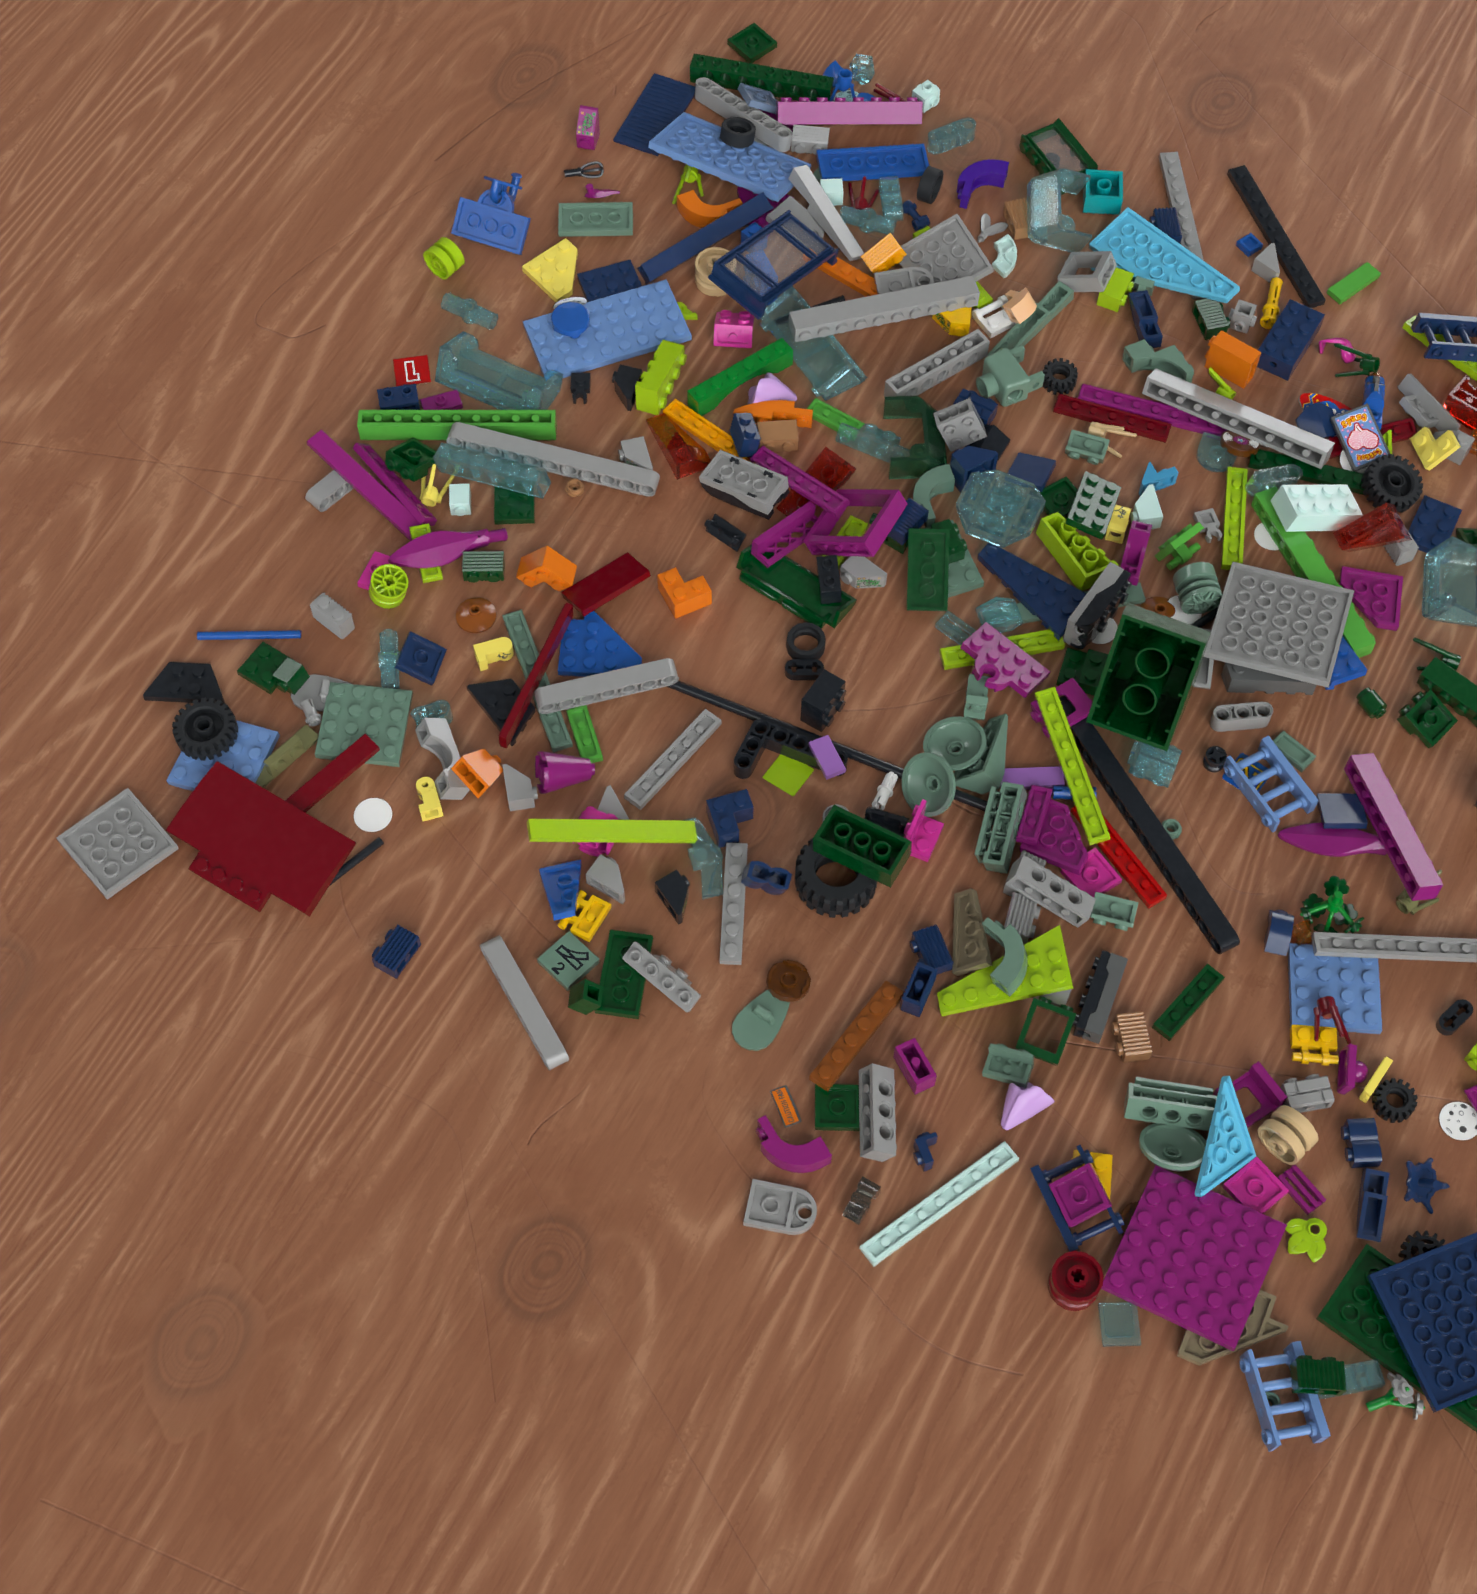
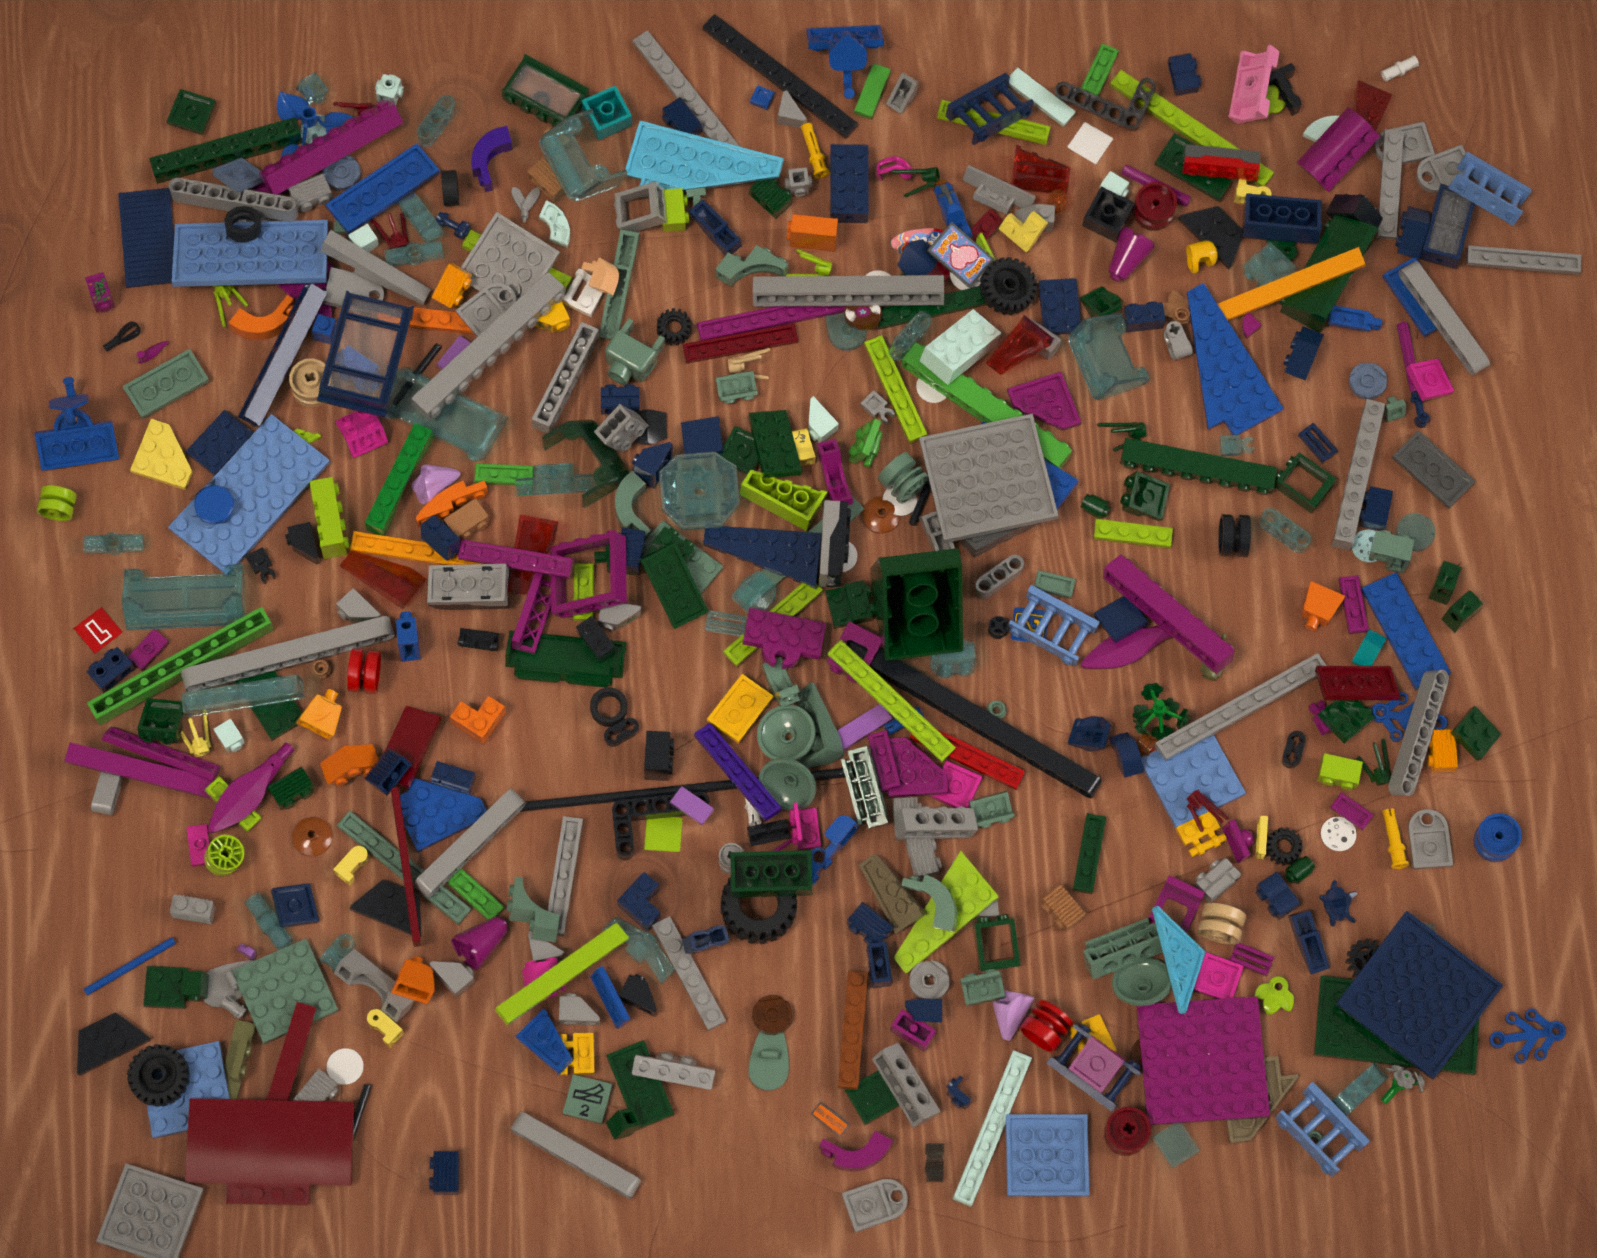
camera: 35 degrees left, 10 degrees up
(336, 816) = (318, 1088): none -> light grey brick
(355, 675) = (247, 951): none -> medium lavender tile
(548, 520) = (321, 715): none -> light orange torso
(573, 589) = (388, 771): none -> dark blue brick
(608, 503) = (363, 671): none -> red wheel
(624, 782) = (522, 909): none -> sand green arch
(628, 627) = (453, 777): none -> dark blue brick
(646, 882) = (610, 997): none -> blue tile
(666, 491) = (408, 637): none -> blue torso
(846, 137) = (342, 173): none -> sand blue tile
(889, 754) = (737, 772): none -> dark purple plate
(925, 704) = (740, 708): none -> yellow plate
(939, 1051) = (925, 1009): none -> dark blue slope
(953, 853) = (838, 834): none -> blue plate
(959, 1044) = (929, 969): none -> light grey plate
(979, 1259) = (1047, 1155): none -> medium blue plate
(1050, 1133) = (1046, 1026): none -> red wheel
(1100, 997) = (1020, 888): piece -> none
(1160, 480) = (807, 389): dark azure slope -> none
(1250, 896) = (1089, 733): none -> dark blue slope
(1318, 1376) = (1339, 1103): dark green brick -> none
(1347, 235) = (845, 48): none -> blue plate
(1382, 294) = (903, 93): none -> light grey slope
(1396, 746) = (1133, 533): none -> lime plate
(1399, 1131) = (1299, 870): none -> dark green brick

